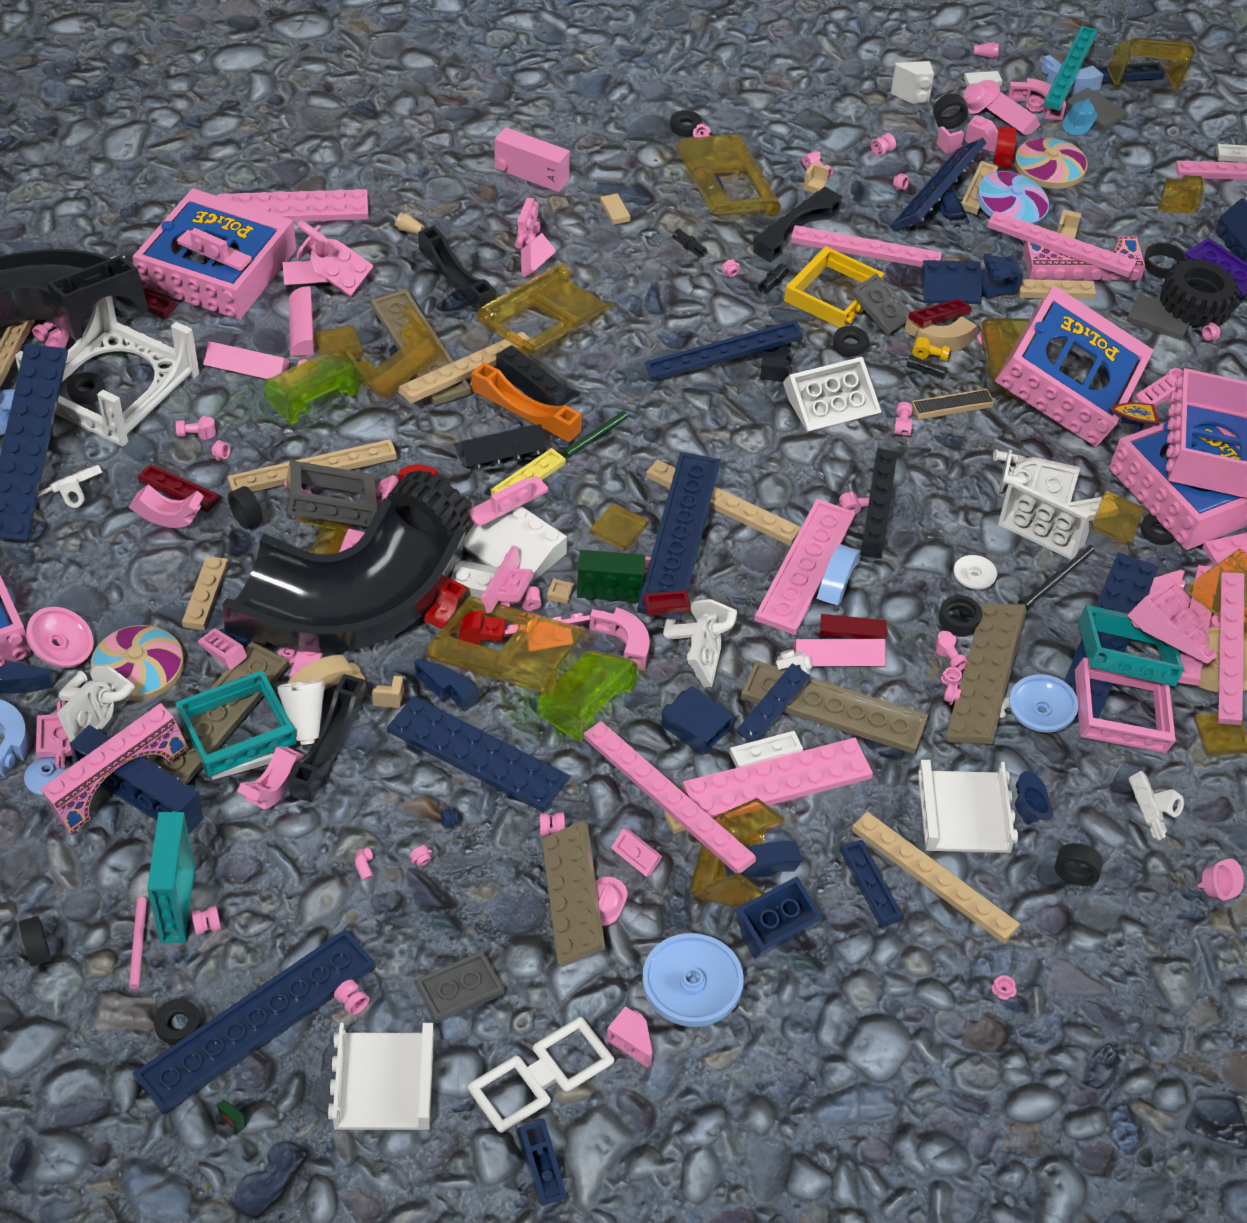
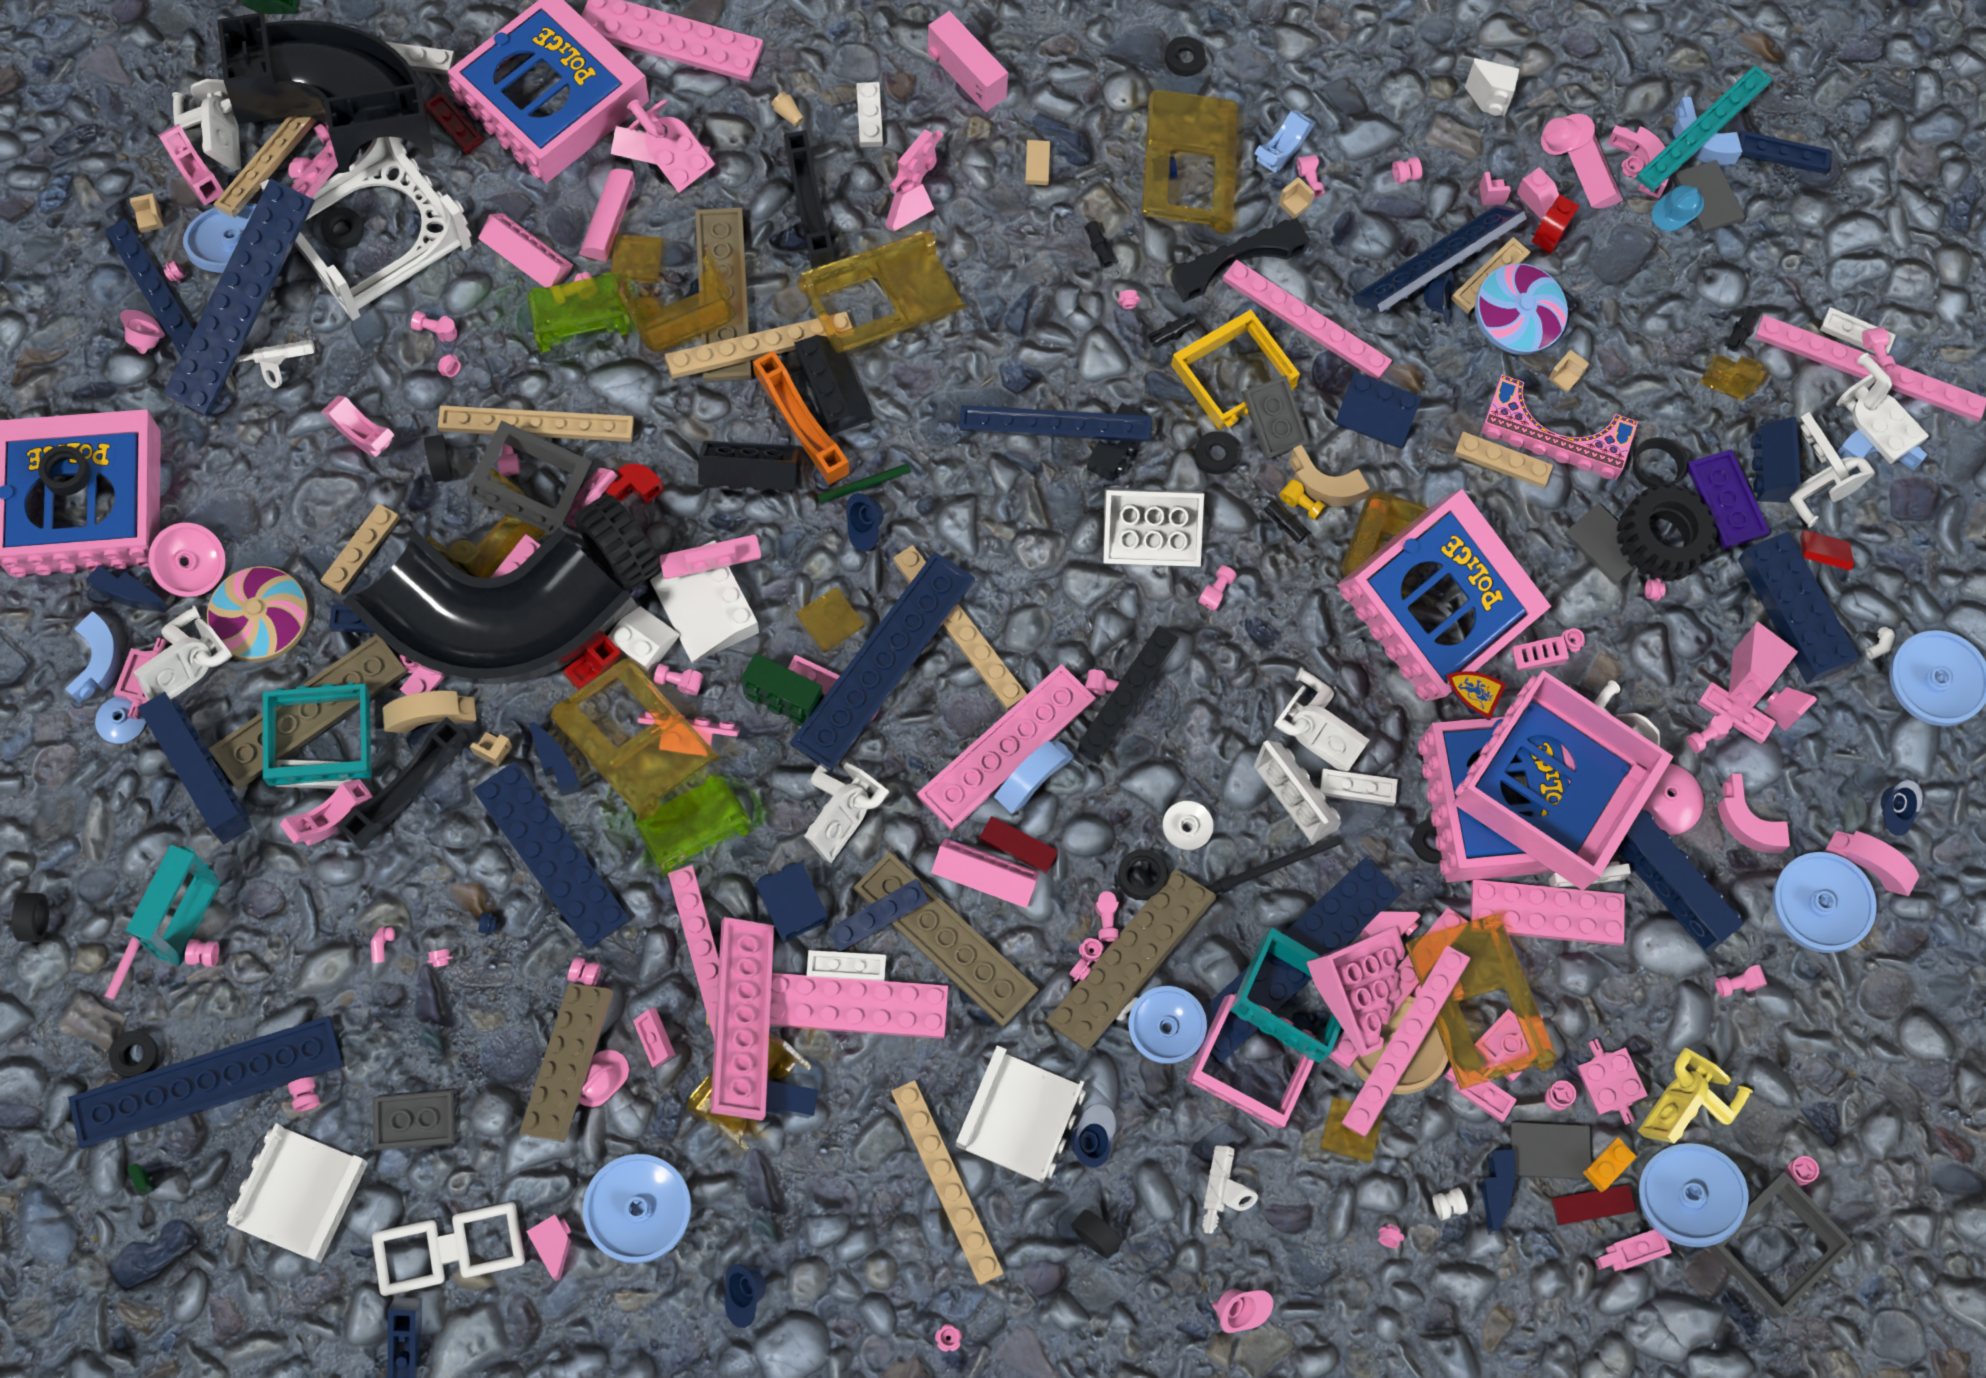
camera: 20 degrees right, 20 degrees up
(74, 788) = (121, 765): bright pink arch -> none
(176, 486) = (387, 399): dark red tile -> none
(213, 248) = (536, 95): bright pink bracket -> none
(225, 649) = (350, 646): bright pink slope -> none
(303, 707) = (386, 743): white cone -> none
(472, 213) = (869, 114): none -> white plate
(478, 628) = (615, 707): red brick -> none
(508, 582) = (667, 661): bright pink bracket -> none
(541, 467) = (763, 515): light yellow tile -> none
(560, 591) = (727, 681): tan tile -> none
(611, 453) = (863, 521): none -> dark blue piece
(628, 629) = (775, 783): bright pink arch -> none
(666, 602) = (821, 750): dark red tile -> none
(696, 132) = (1189, 79): bright pink plate -> none
(710, 803) = (742, 1019): none -> bright pink plate
(777, 917) = (751, 1175): dark blue slope -> none
(789, 148) = (1286, 141): none -> light blue arch
(798, 658) = (926, 869): white bracket -> none
(816, 1013) = (743, 1291): none -> dark blue piece
(871, 883) = (877, 1164): dark blue tile -> none
(901, 182) = (1399, 235): bright pink plate -> none
(939, 312) = (1337, 453): dark red tile -> none
(945, 102) = (1518, 139): black tyre -> none
(952, 404) = (1288, 584): tile -> none
(976, 77) = (1590, 103): white tile -> none
(987, 50) = (1621, 58): bright pink cone -> none
(1002, 276) = (1438, 422): dark blue piece -> none
(1051, 162) = (1604, 264): dish -> none
(1061, 244) = (1536, 404): bright pink plate -> none
(1117, 517) = (1388, 812): clear yellow tile -> none
(1168, 169) = (1742, 328): none -> black pin
(1177, 51) = (1814, 145): clear yellow windscreen -> none

